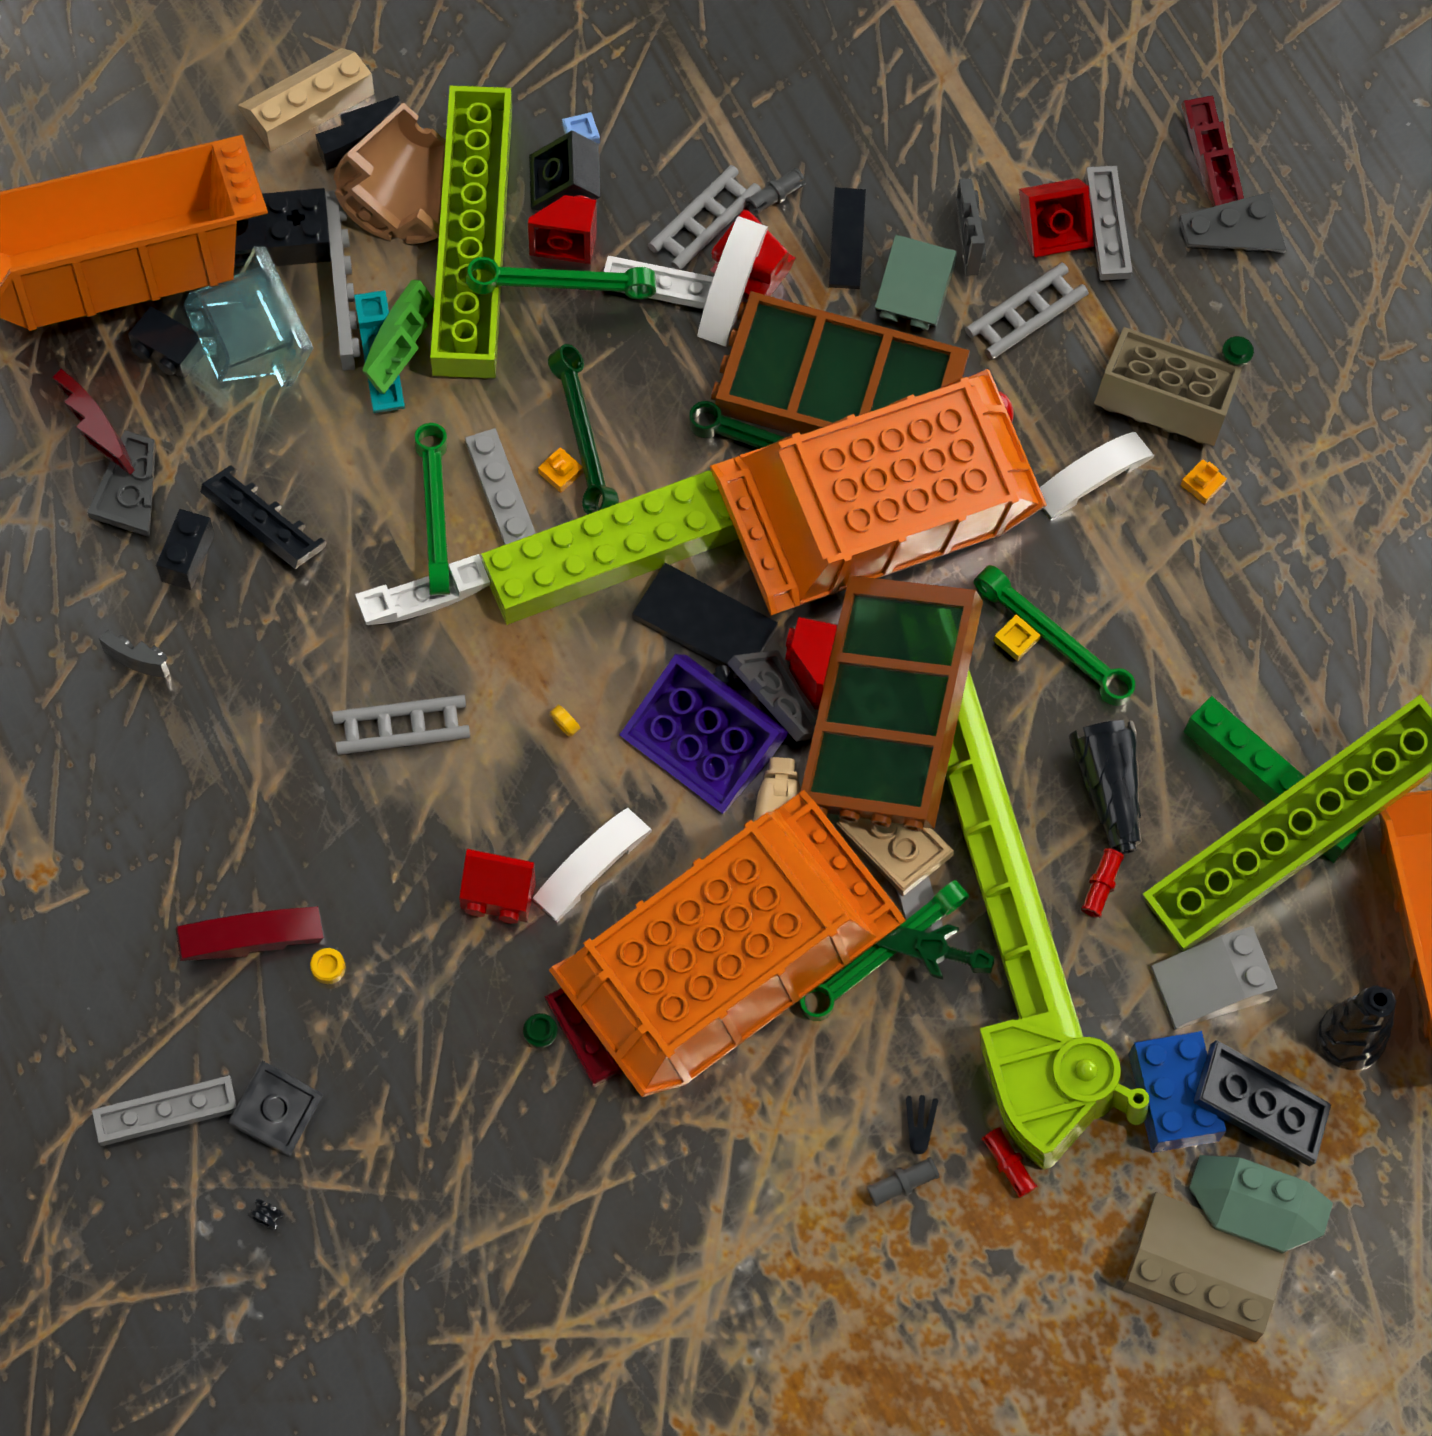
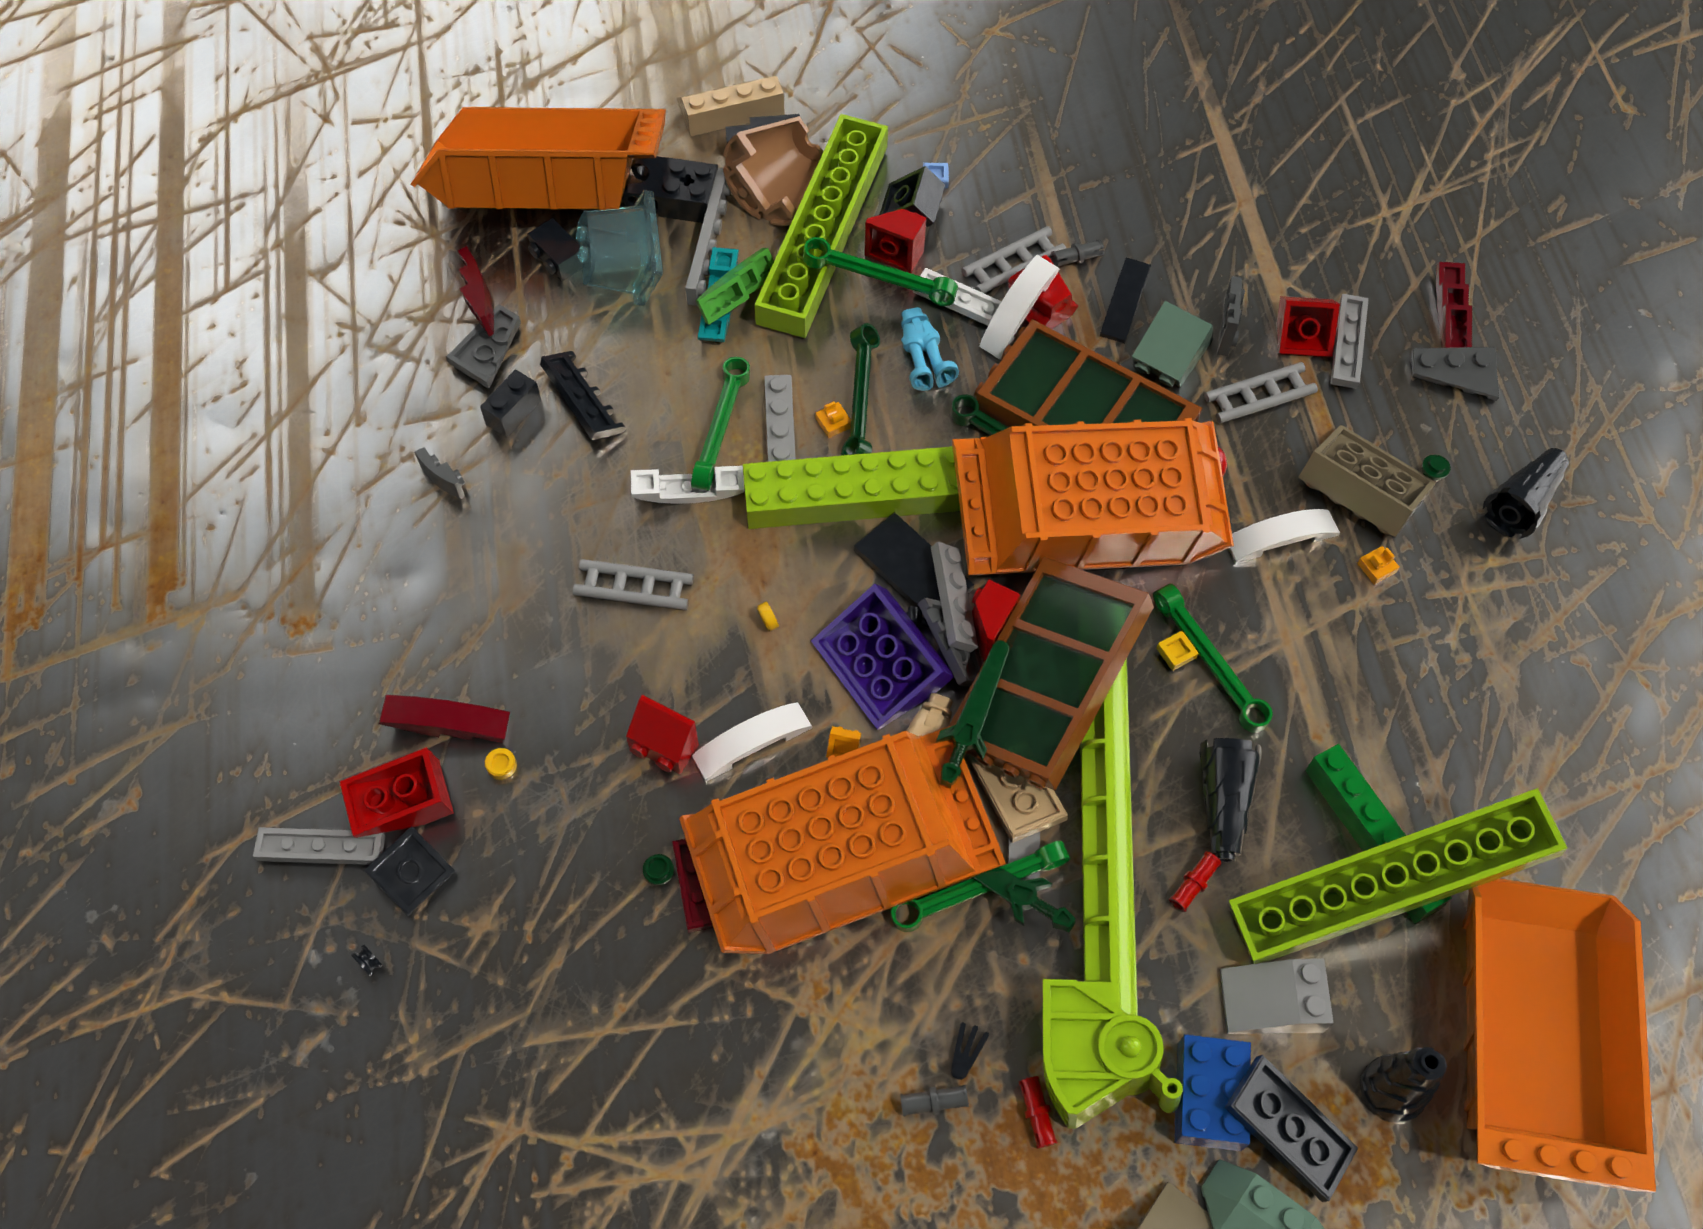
camera: 20 degrees right, 5 degrees down
(231, 1032) = (397, 795): none -> red slope
(625, 345) = (920, 337): none -> medium azure piece
(694, 840) = (842, 741): none -> light orange tile
(763, 644) = (954, 597): none -> light grey plate
(825, 787) = (968, 728): none -> dark green sword
(1338, 367) = (1524, 498): none -> black cone

